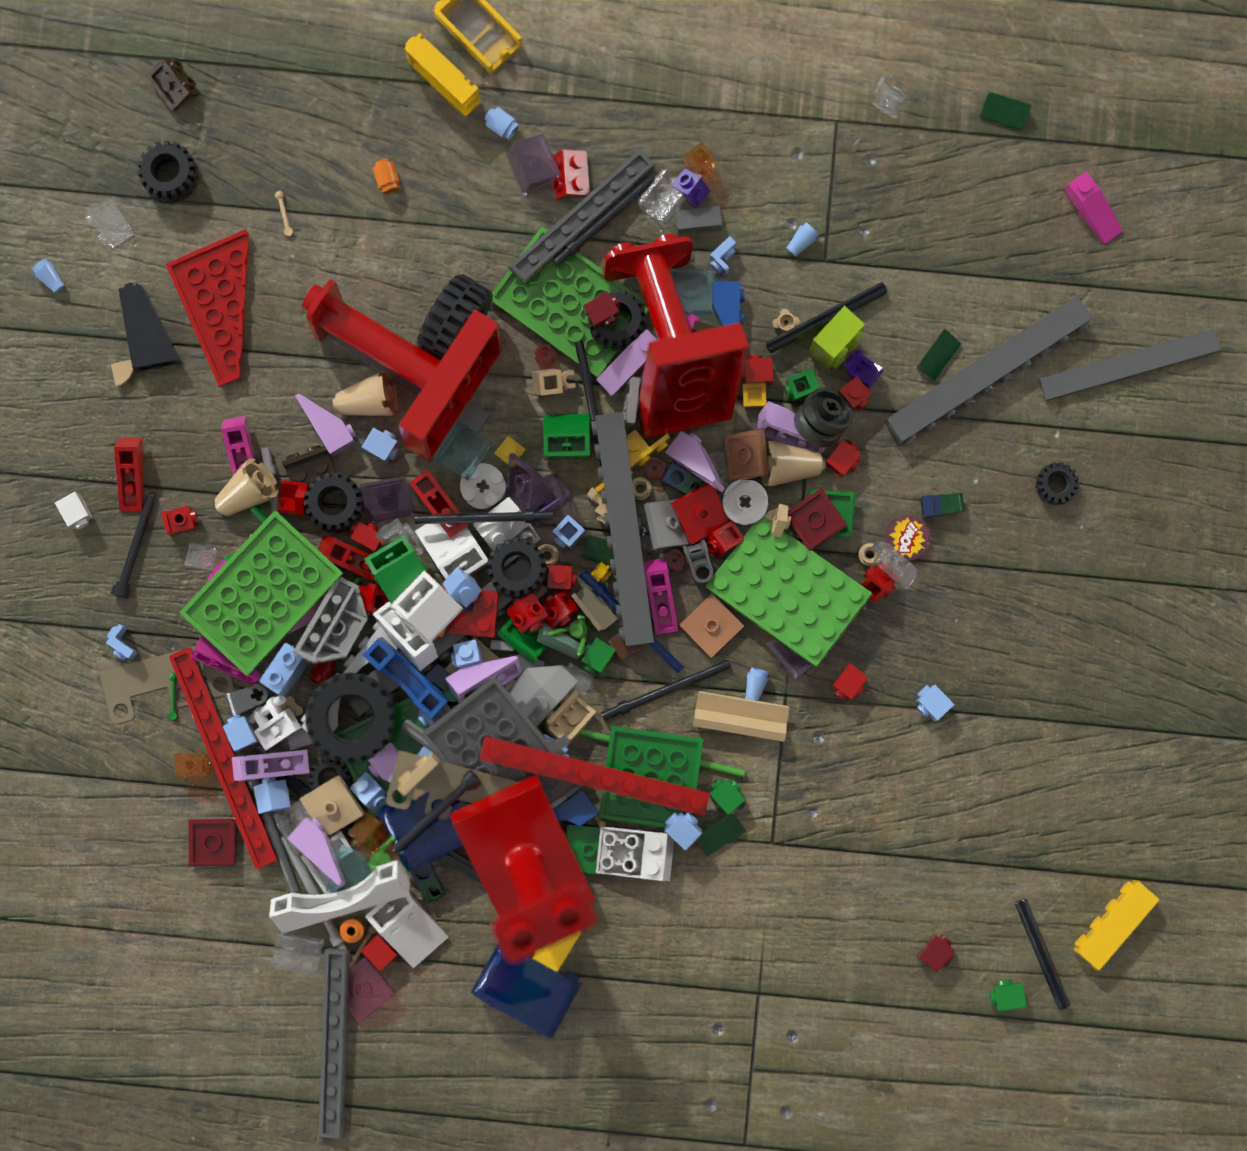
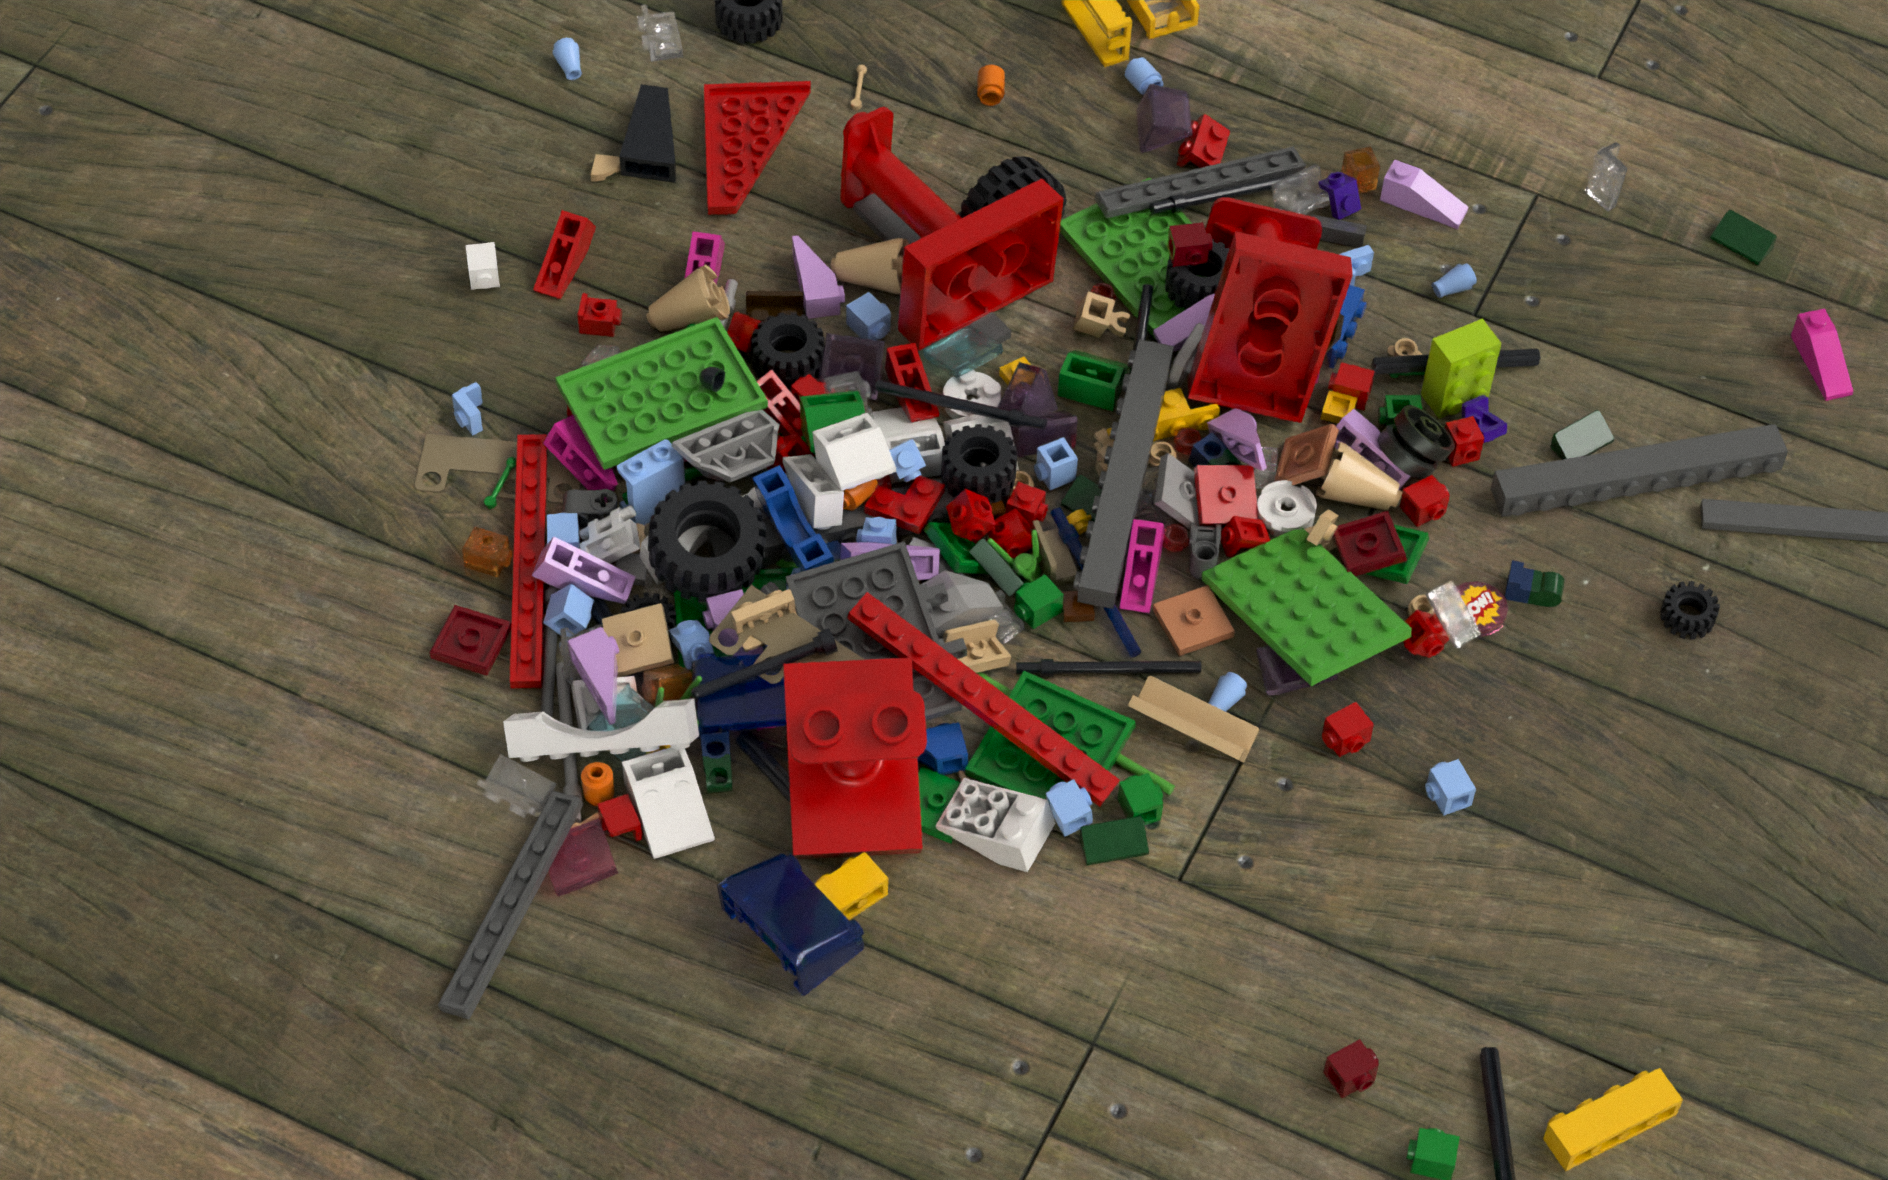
camera: 15 degrees right, 30 degrees down
(121, 588) = (496, 359): black piece -> none
(295, 574) = (712, 378): none -> black hinge
(754, 163) = (1420, 194): none -> lavender slope

